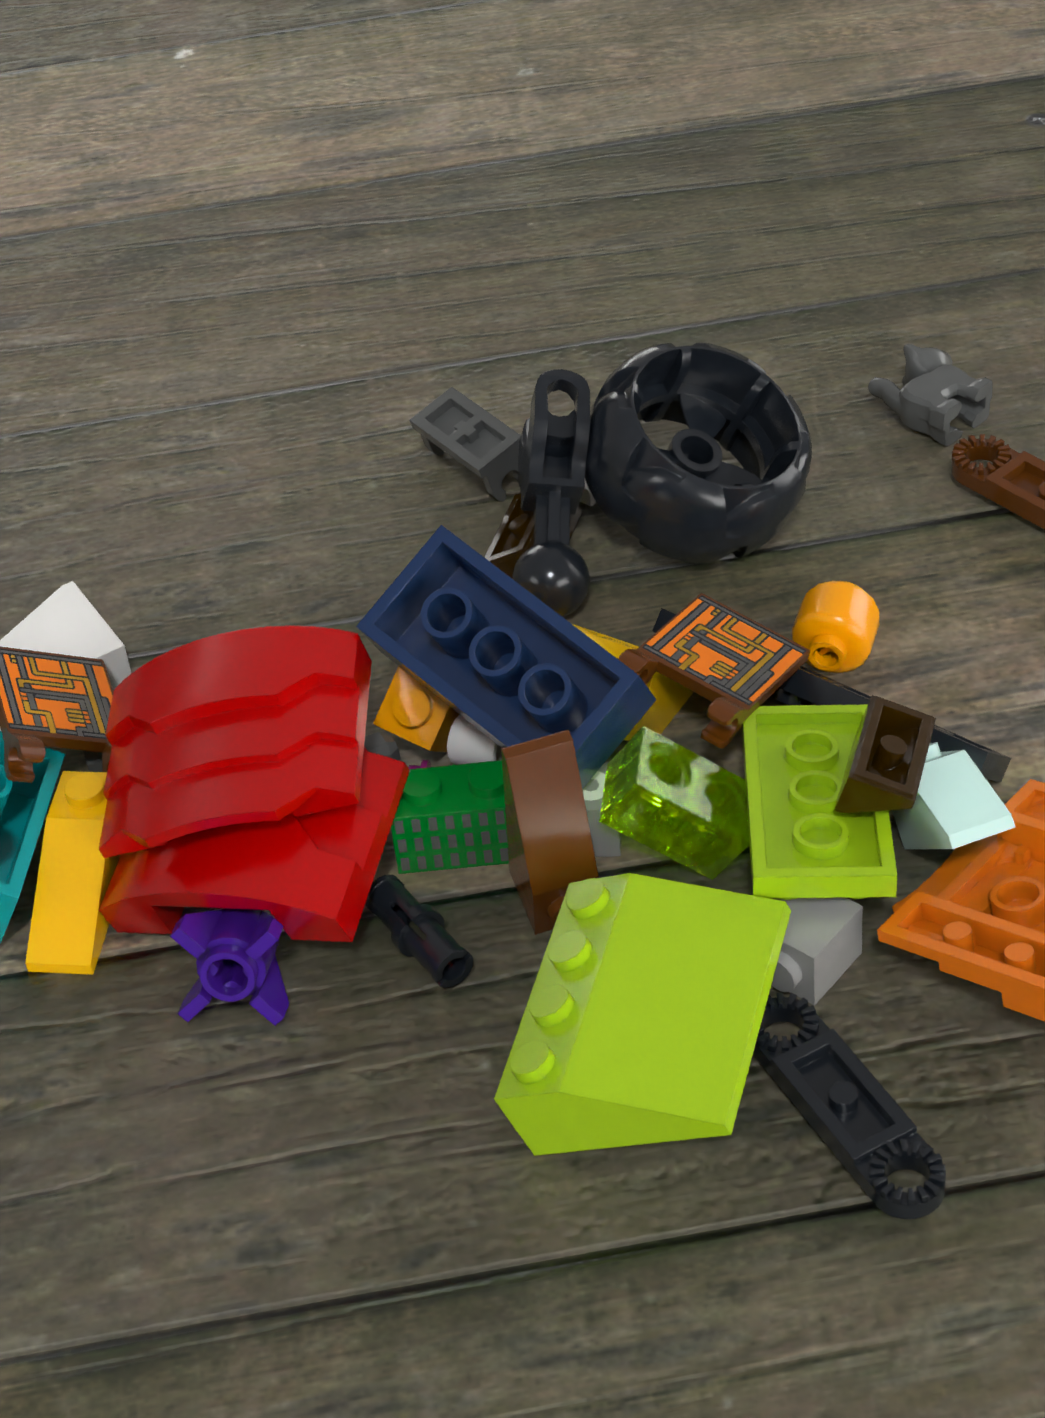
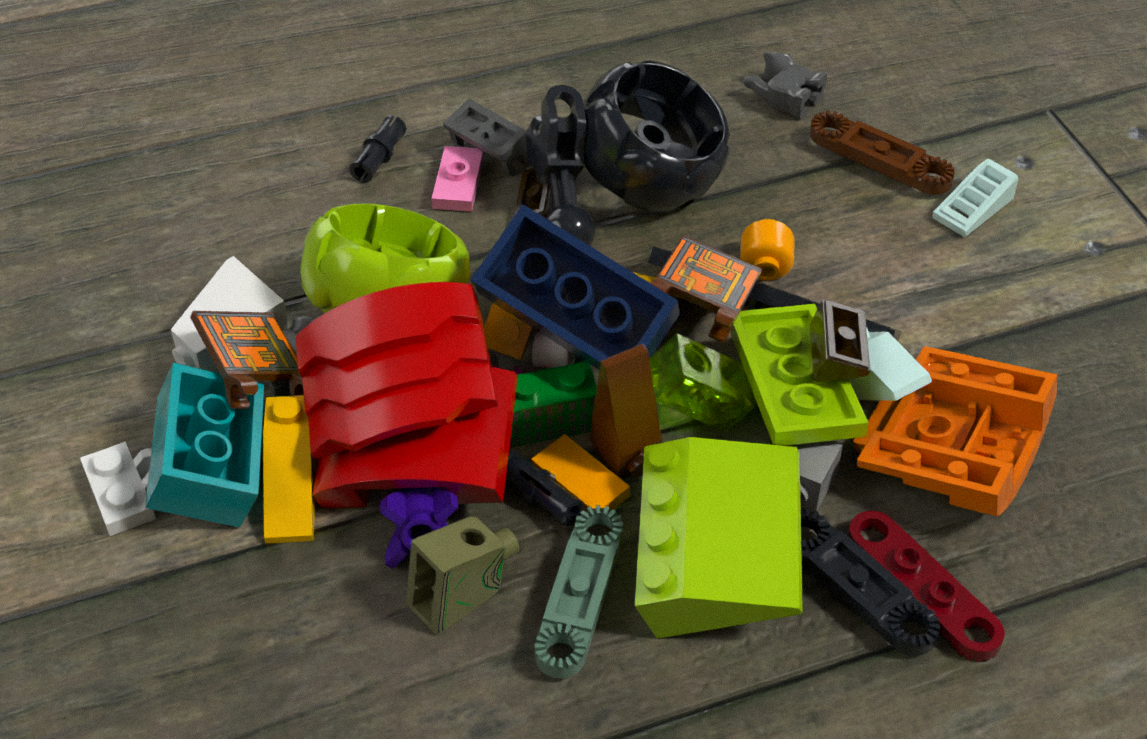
camera: 15 degrees left, 5 degrees up
(252, 576) = (375, 249): none -> lime wheel
(265, 1027) = (456, 570): none -> olive torso
(317, 451) = (377, 149): none -> black pin
(419, 499) = (458, 179): none -> bright pink plate
(434, 1077) = (579, 592): none -> sand green plate
(484, 923) = (582, 474): none -> light orange tile
(952, 1122) = (930, 585): none -> dark red plate

